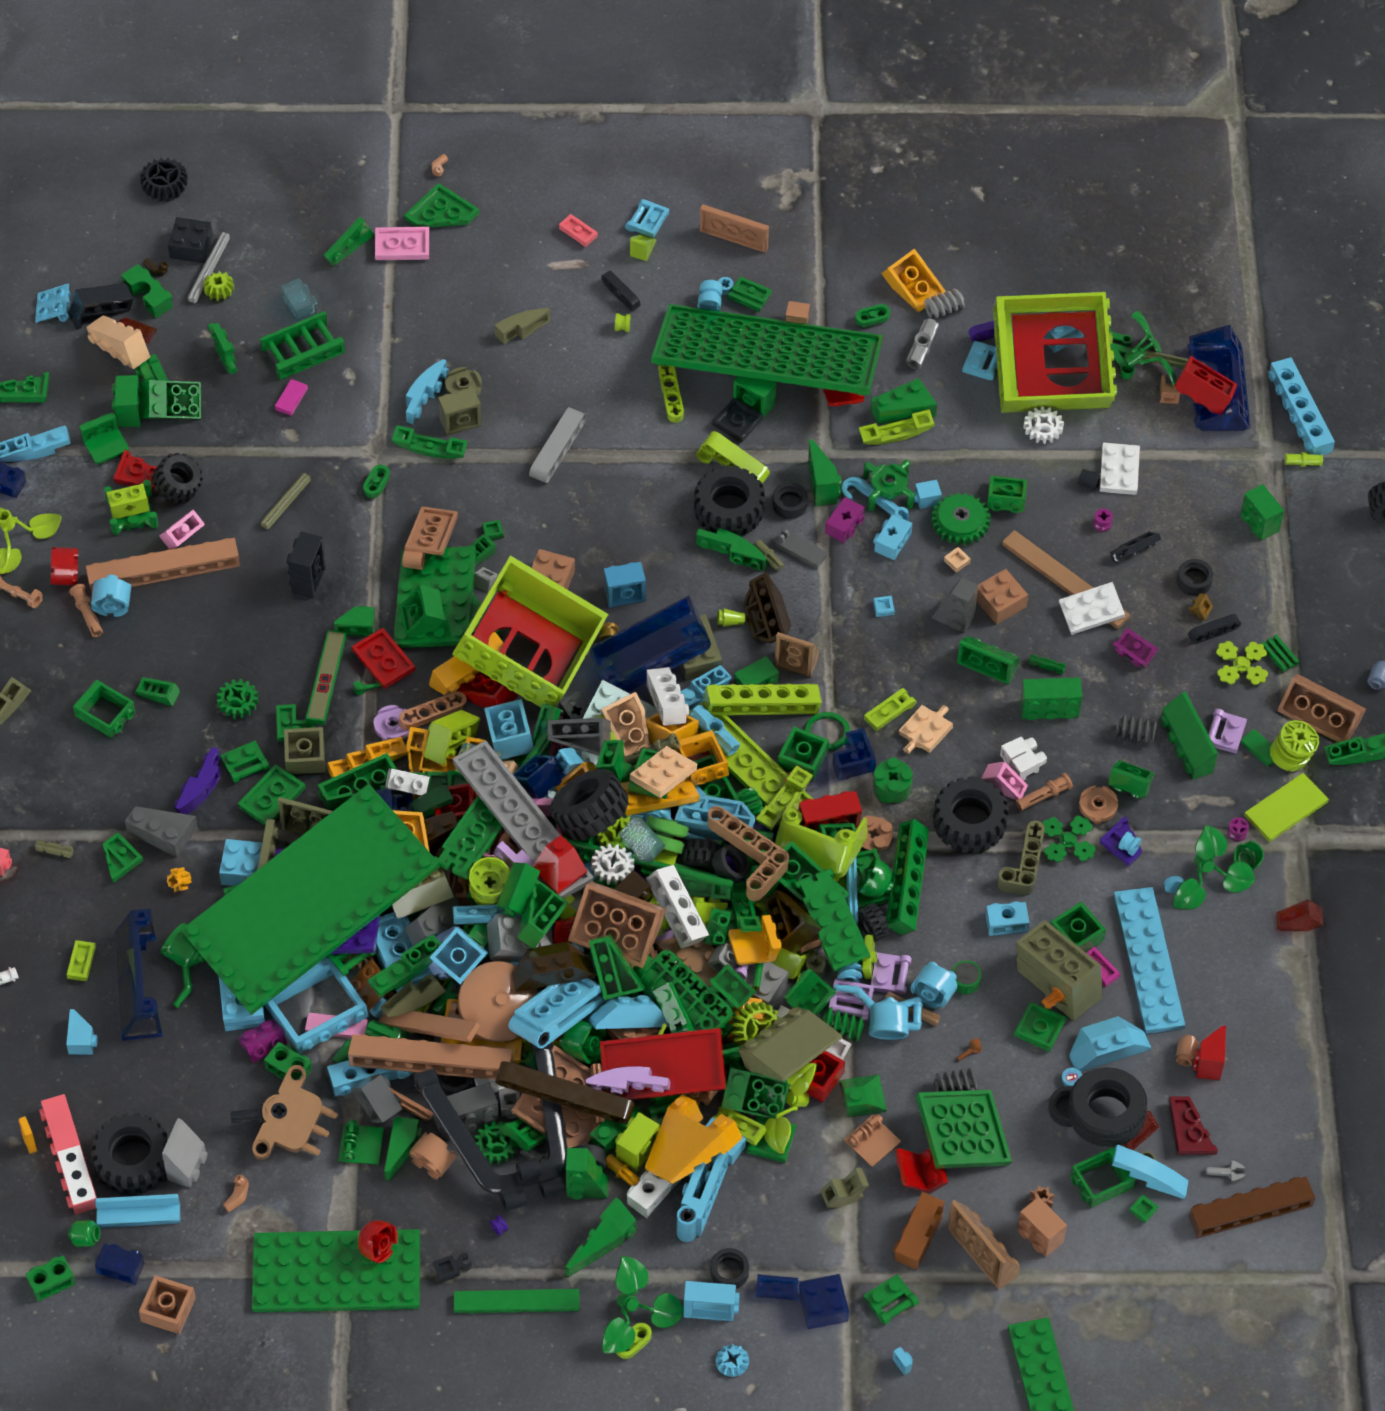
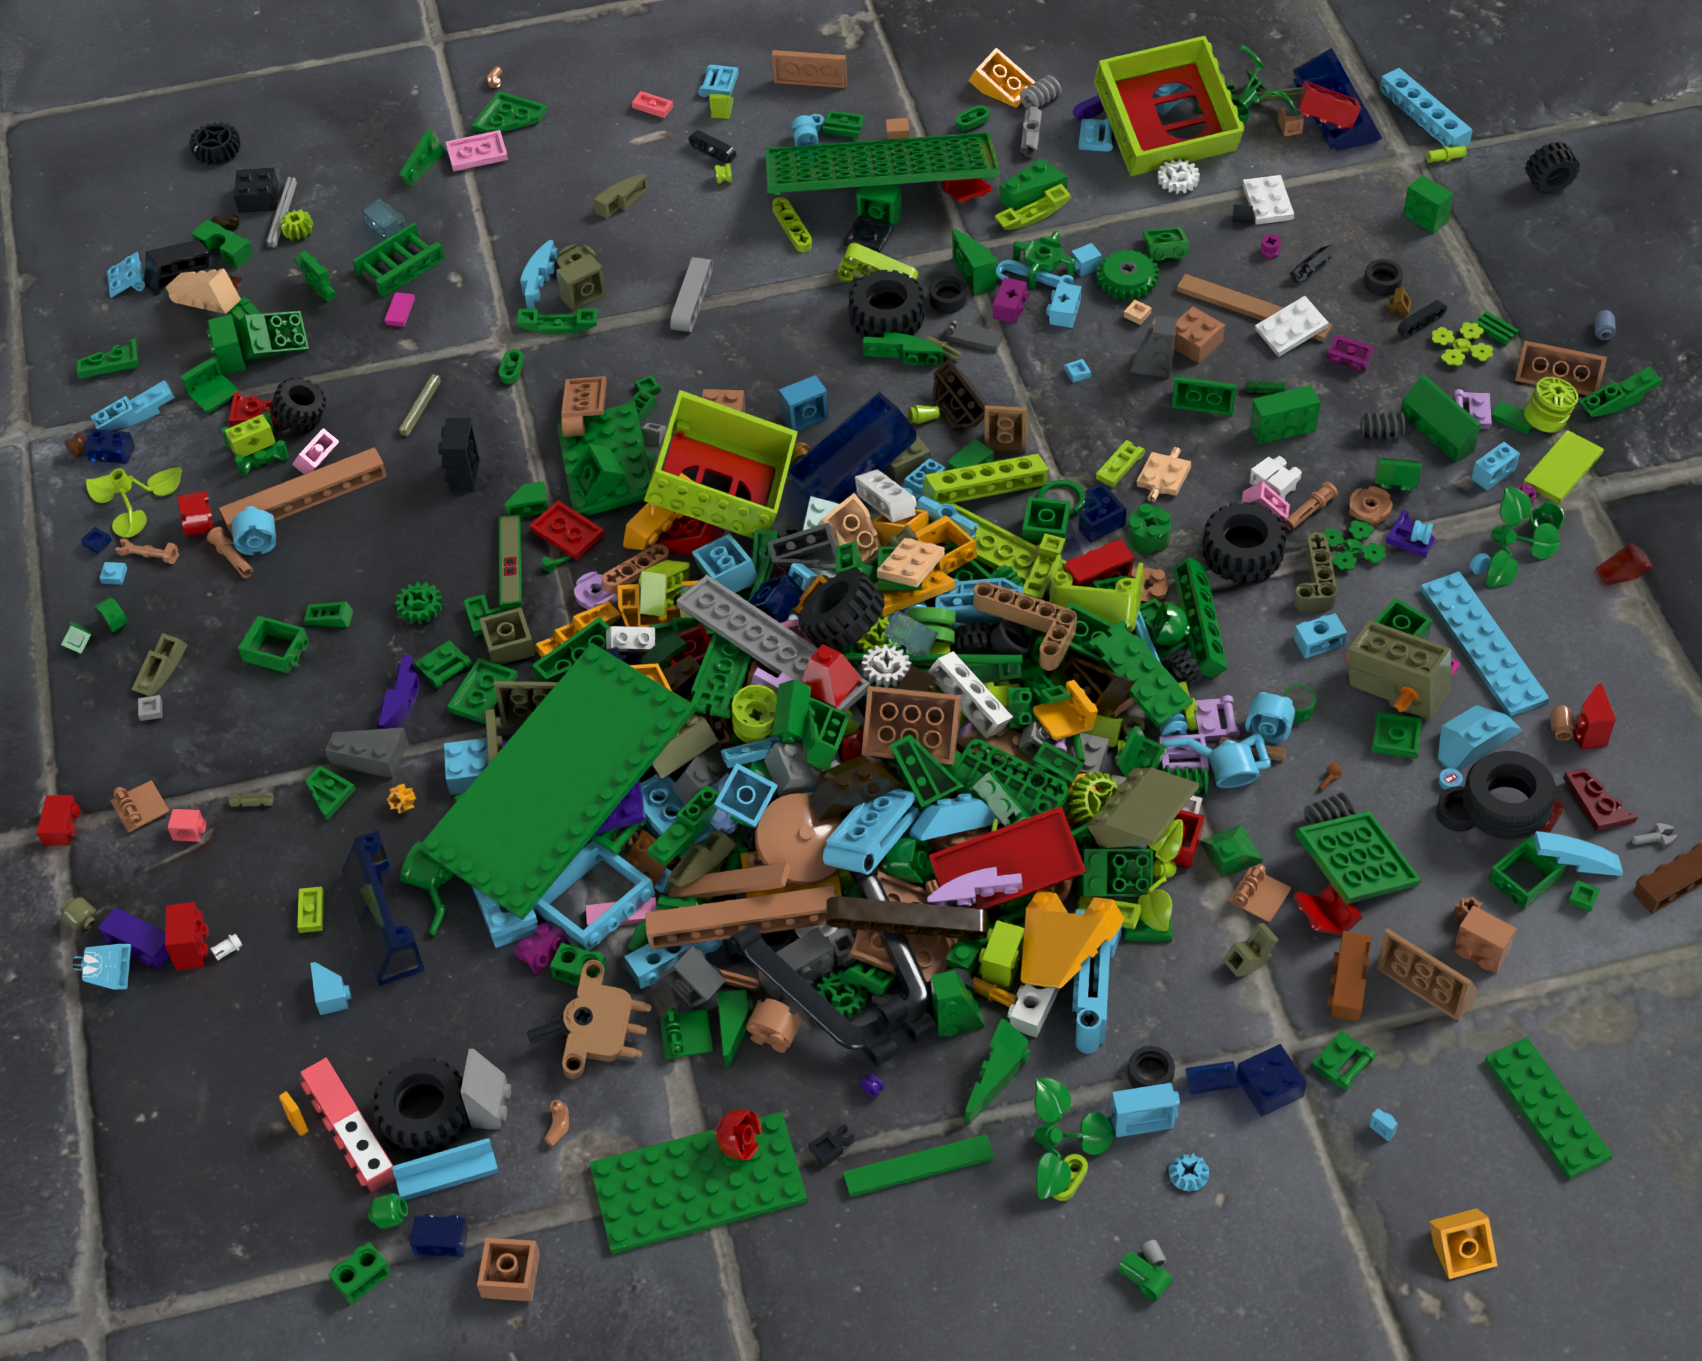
camera: 10 degrees left, 5 degrees down
(1223, 793) = (1495, 466): none -> medium azure brick

